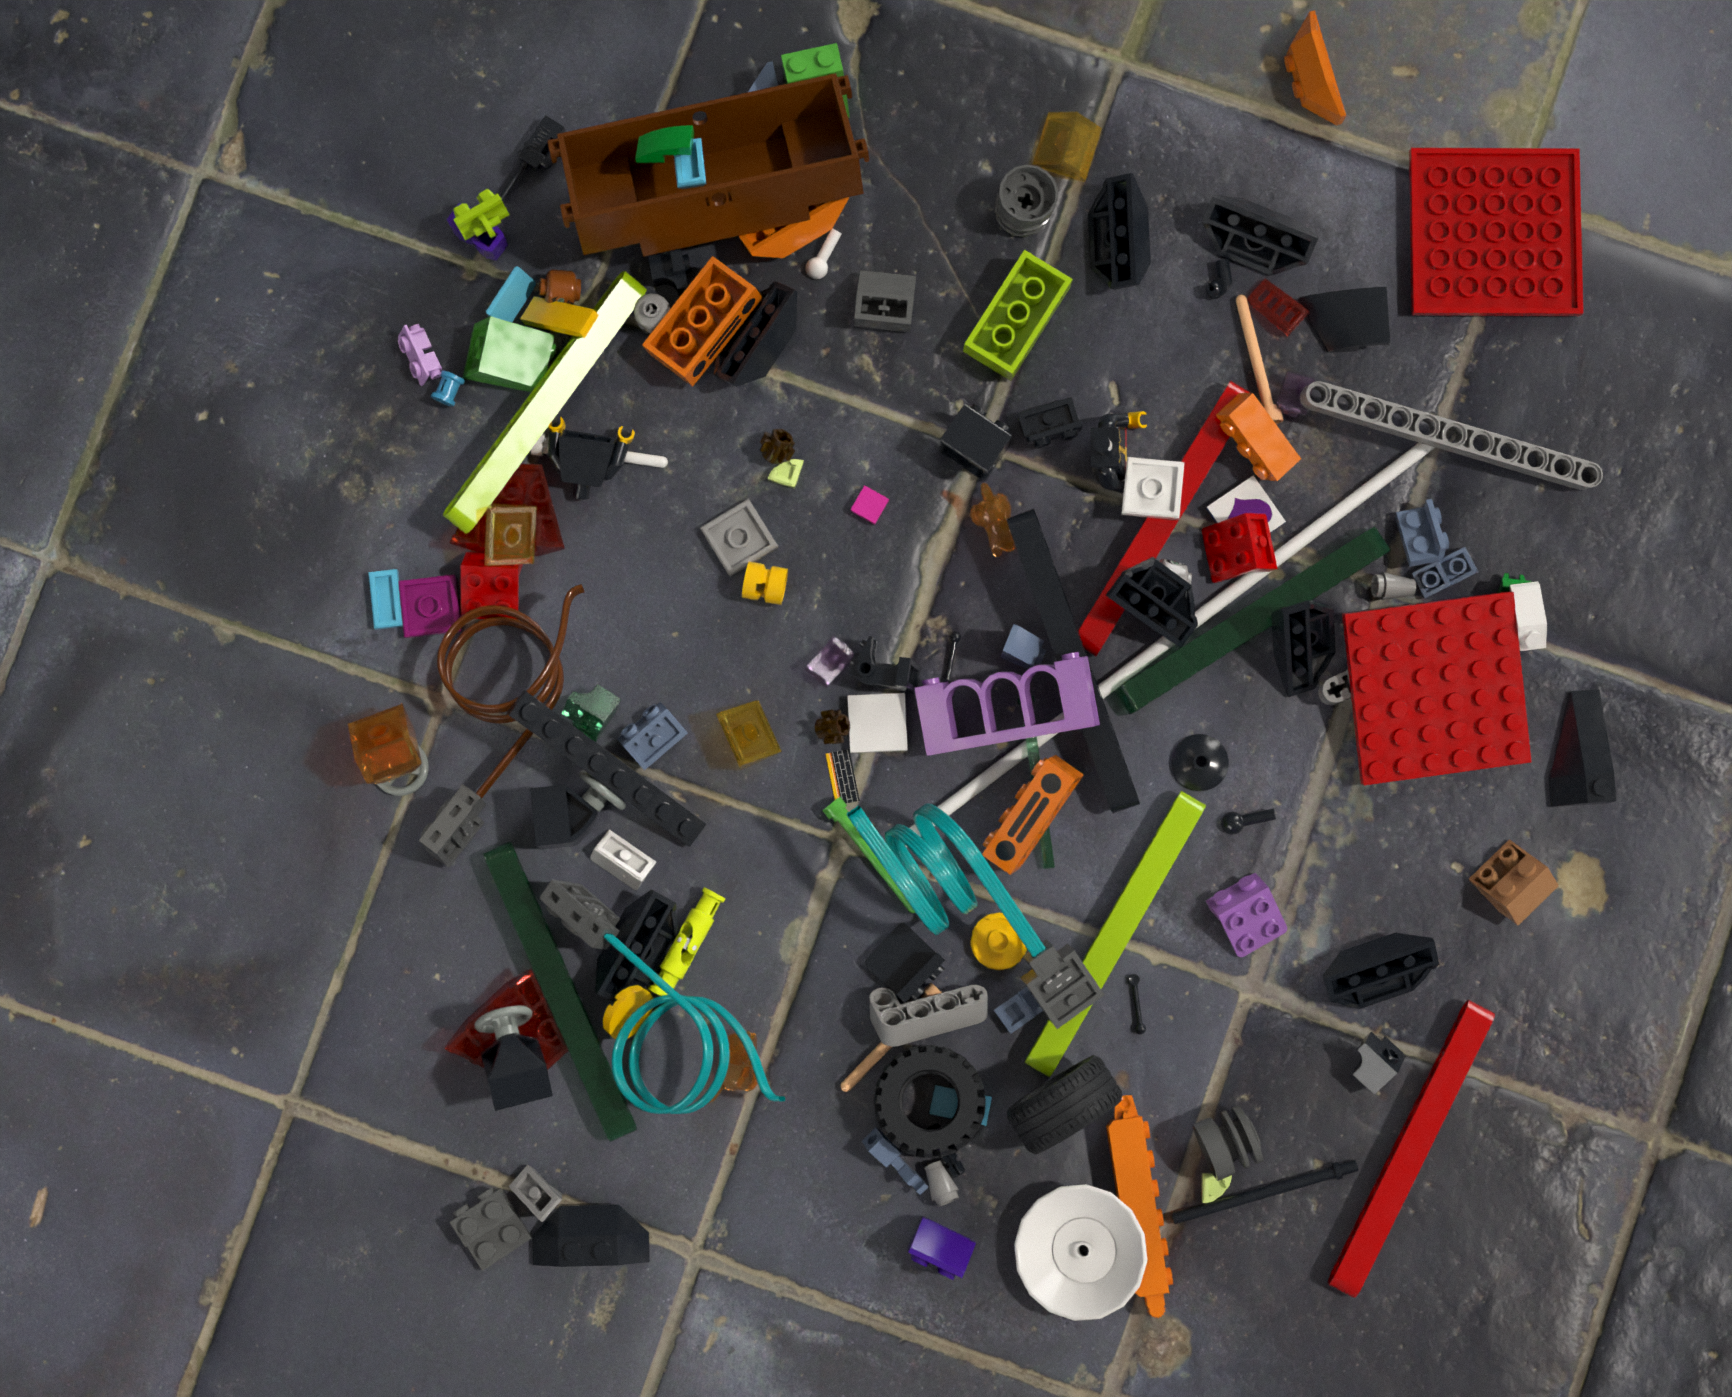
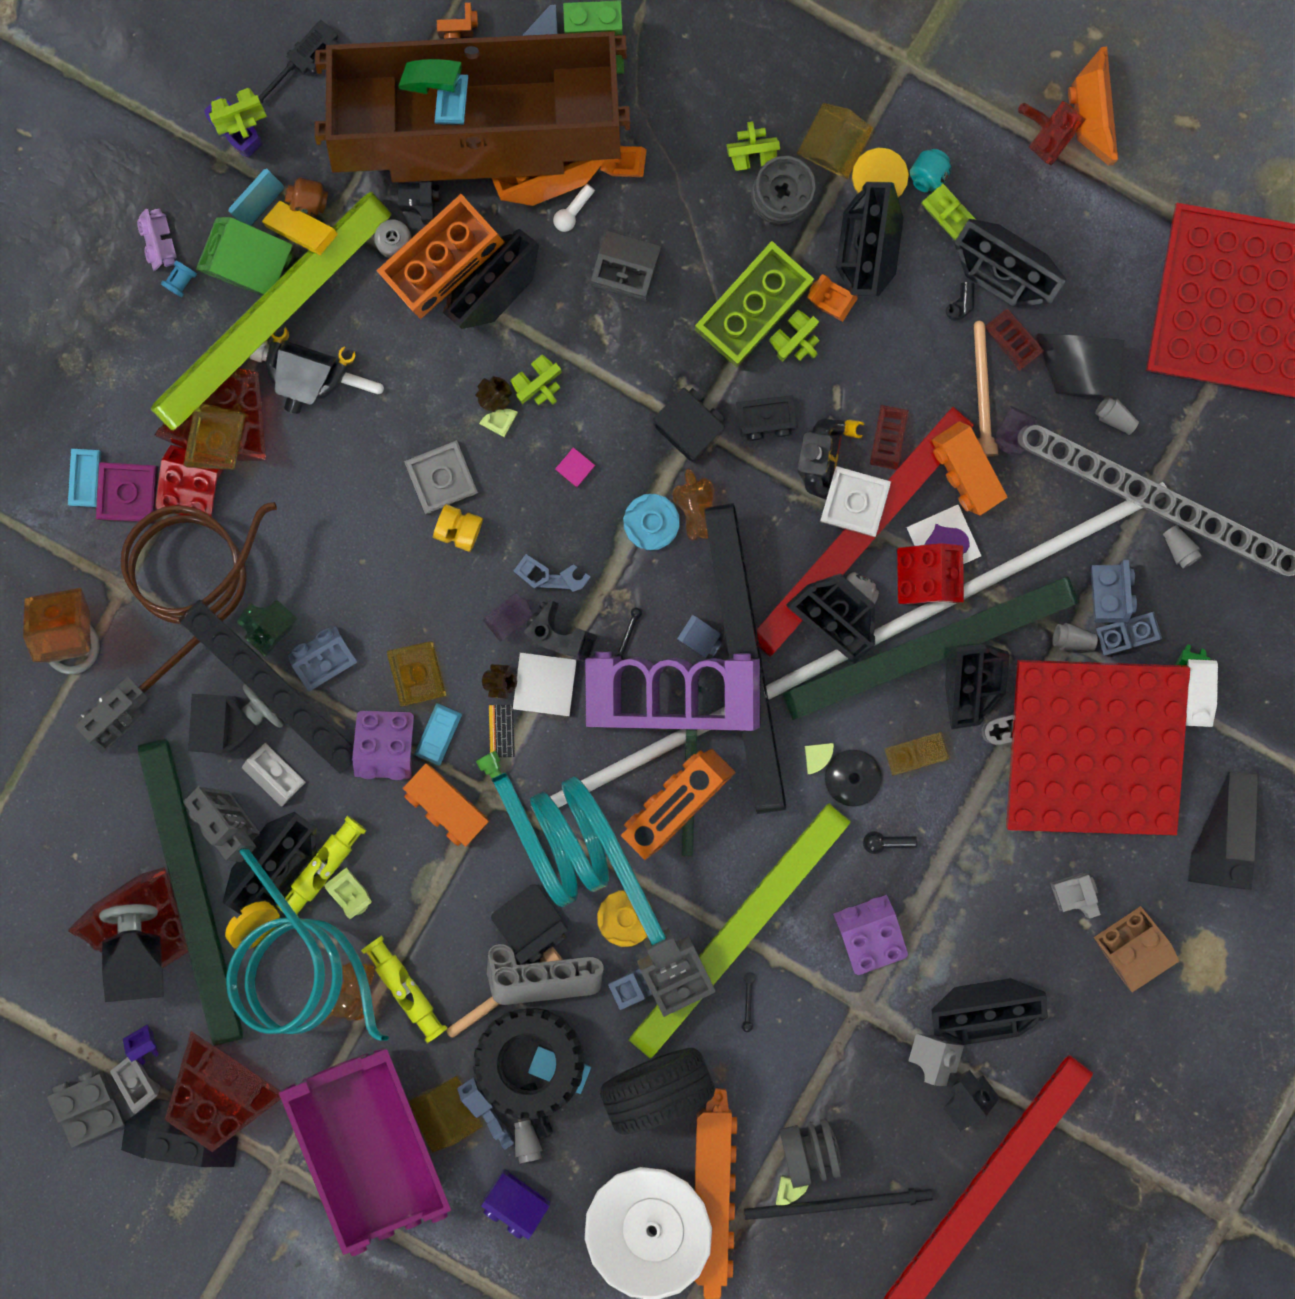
camera: 10 degrees right, 5 degrees up
(534, 1153) = (139, 1044): none -> dark purple tile
(621, 1189) = (216, 1095): none -> clear red wedge
(680, 98) = (458, 27): none -> orange bracket
(718, 964) = (348, 893): none -> yellowish green bracket
(728, 811) = (383, 745): none -> medium lavender bracket
(780, 791) = (438, 734): none -> medium azure tile
(781, 1041) = (400, 984): none -> neon yellow piece
(782, 1218) = (364, 1150): none -> magenta cylinder
(800, 859) = (445, 805): none -> orange brick
(809, 436) = (527, 389): none -> lime hips
(852, 1171) = (443, 1115): none -> clear yellow slope
(869, 203) = (630, 164): none -> orange bracket
(878, 617) = (562, 581): none -> sand blue piece
(954, 545) = (651, 522): none -> medium azure tile
(977, 172) = (740, 151): none -> lime hips
(1070, 329) = (804, 327): none -> lime hips
(1092, 297) = (831, 298): none -> orange bracket
(1115, 161) = (880, 166): none -> yellow tile
(1161, 747) = (818, 756): none -> yellowish green tile
(1166, 158) = (930, 170): none -> teal head
(1173, 440) = (886, 460): none -> clear red slope
(1189, 193) = (947, 211): none -> lime hips
(1258, 727) = (916, 753): none -> clear yellow slope
(1279, 100) = (1055, 131): none -> clear red plate
(1336, 1025) = (936, 1058): none -> light grey brick
(1390, 361) = (1116, 415): none -> light grey cone
(1444, 836) = (1077, 893): none -> light grey brick
(1481, 479) = (1182, 547): none -> light grey cone

